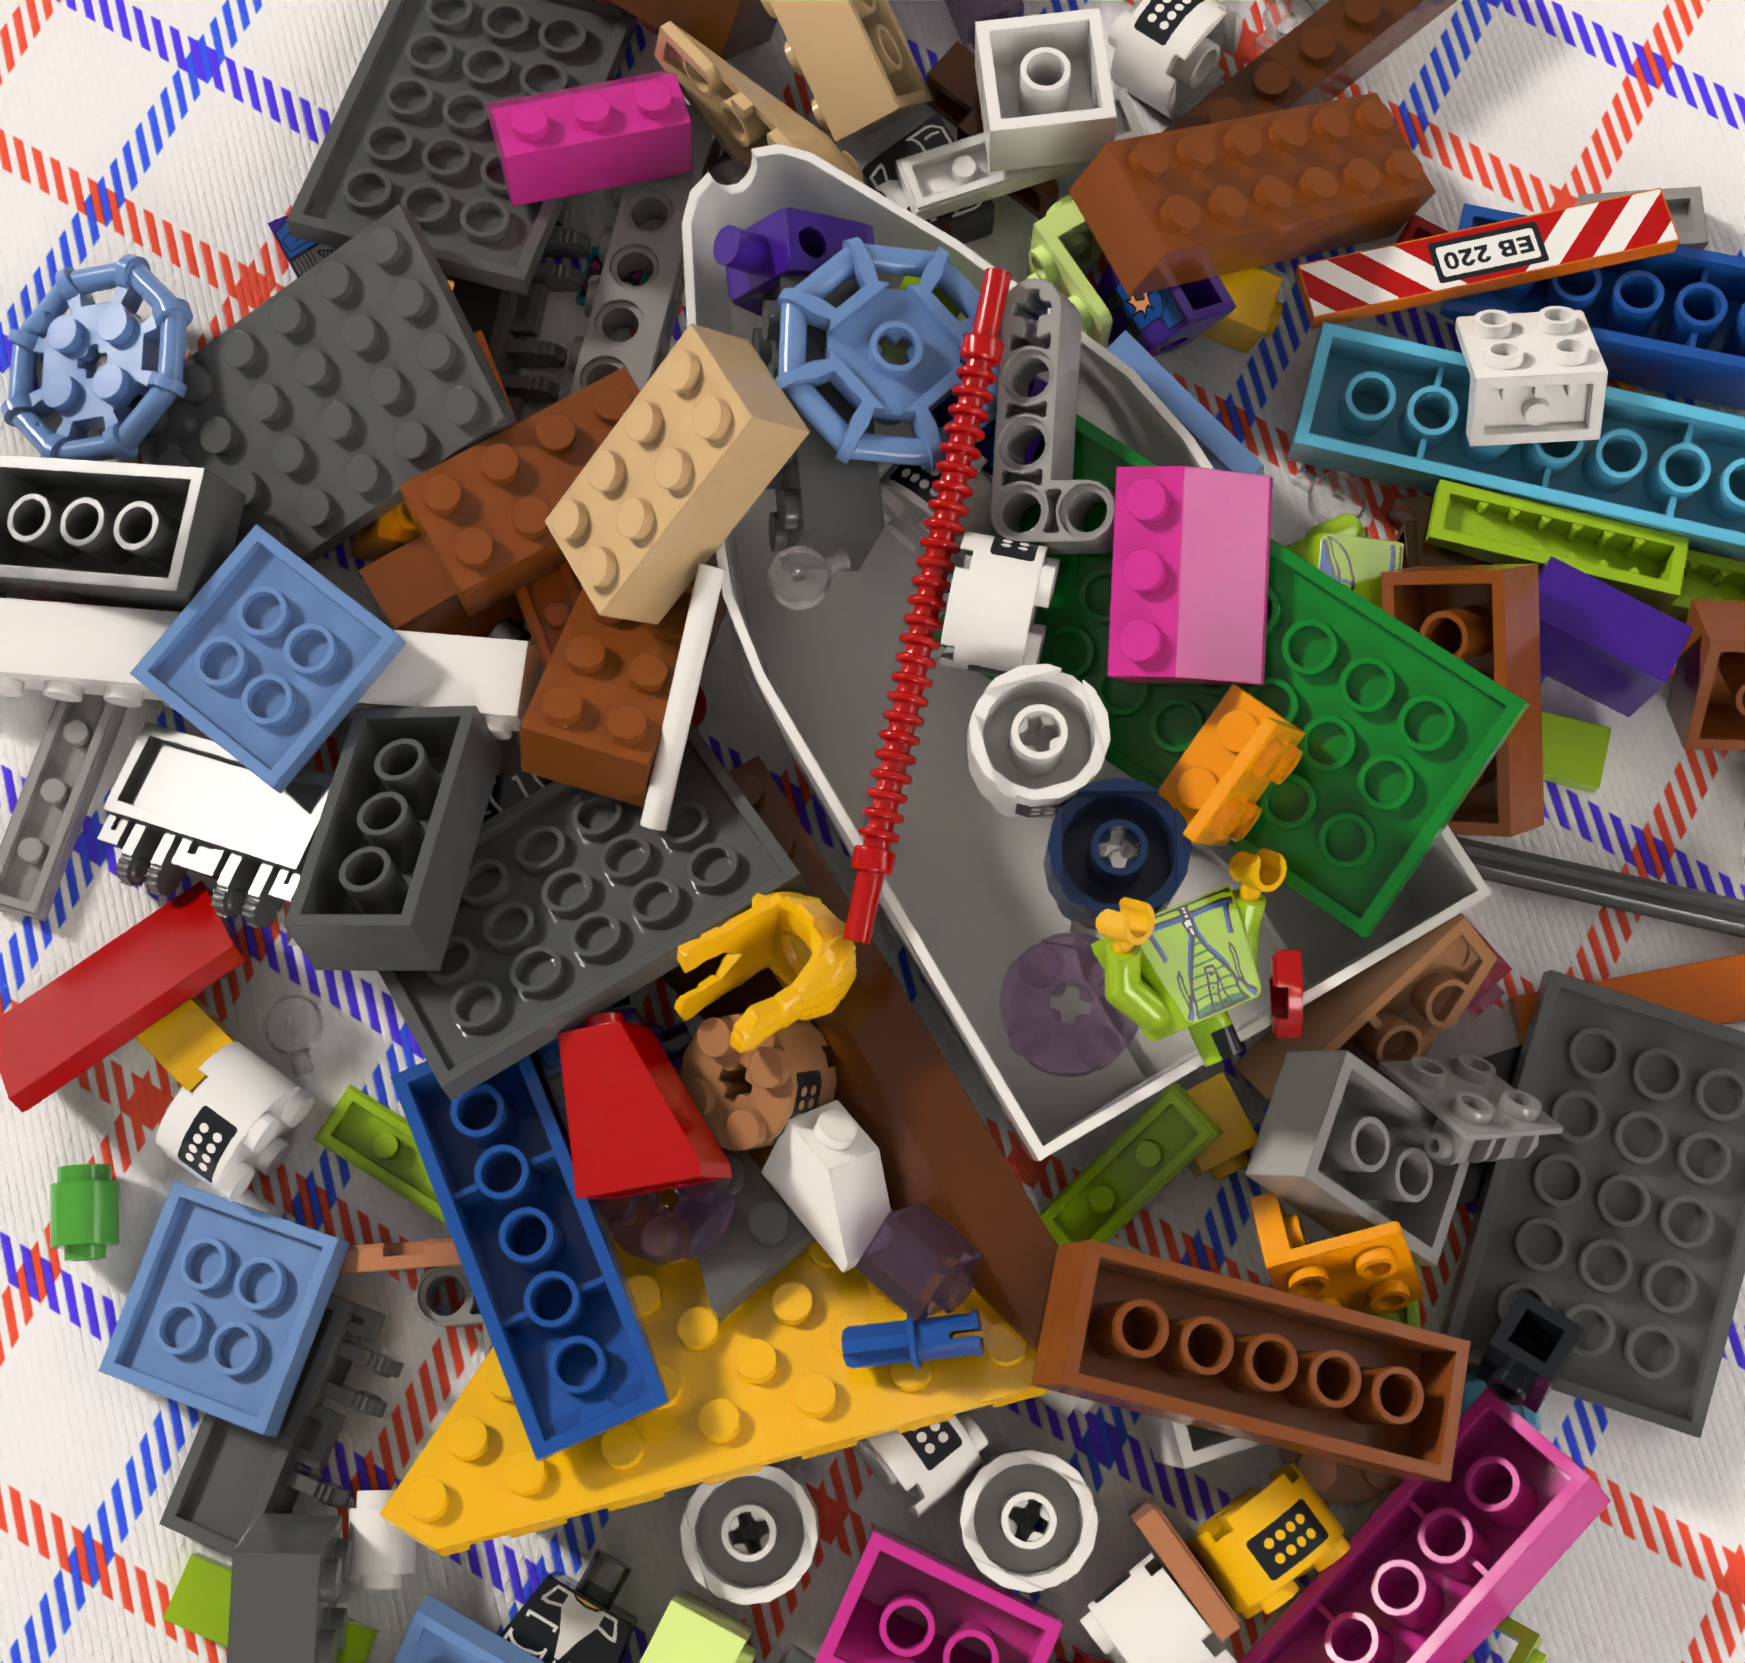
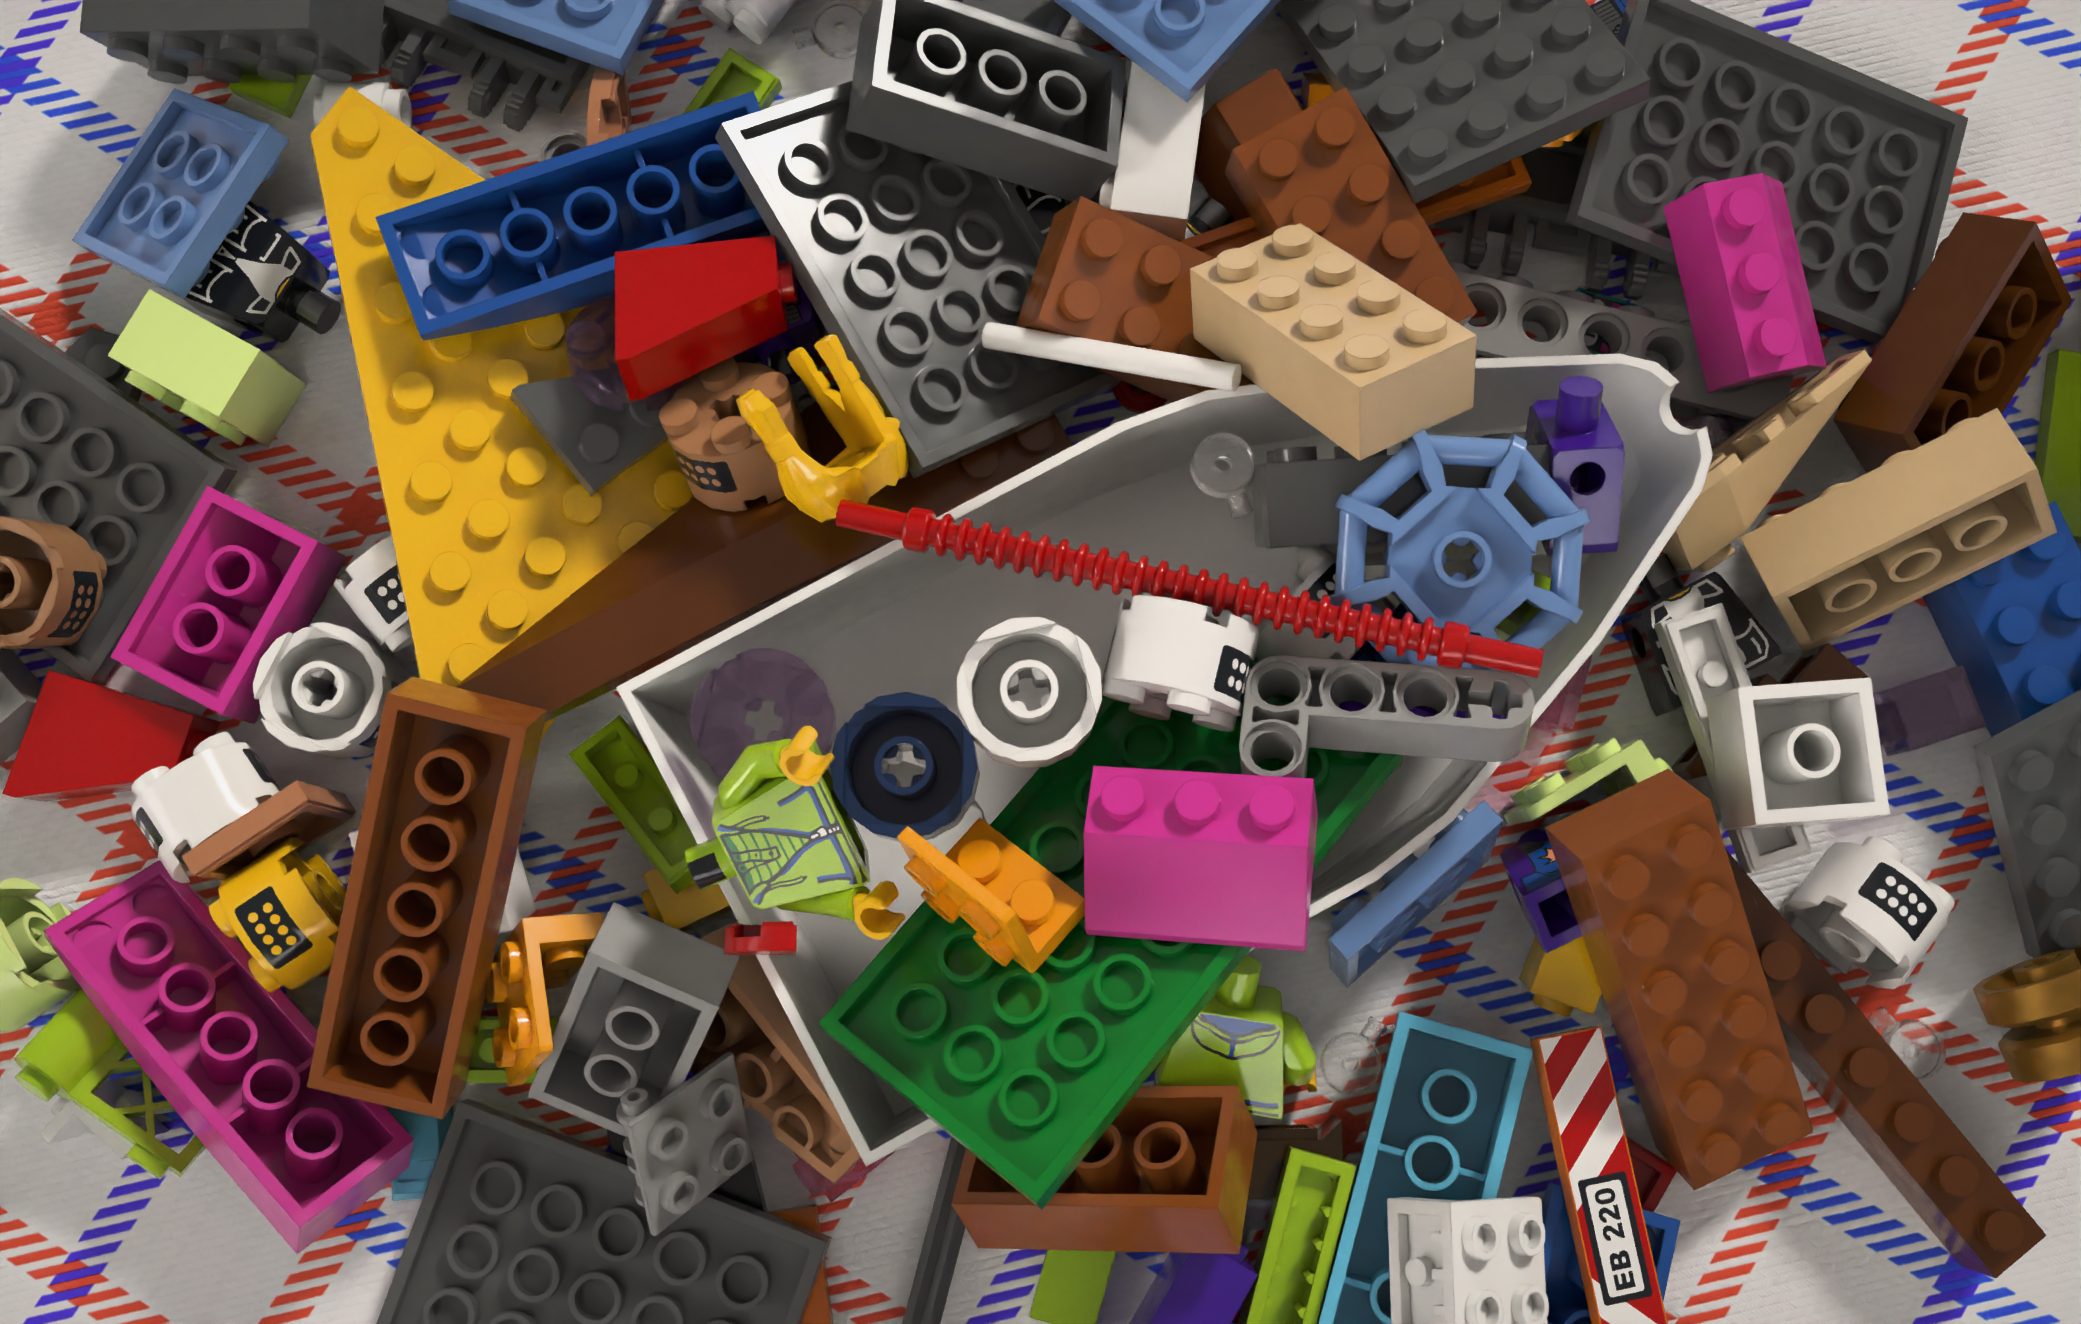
camera: 90 degrees right, 5 degrees up
(732, 1566) = (308, 442): white brick -> none
(831, 1180) = (628, 505): white slope -> none
(912, 1341) = (468, 571): blue axle -> none
(920, 1262) = (542, 579): brick -> none
(1528, 1352) = (437, 1182): black brick -> none

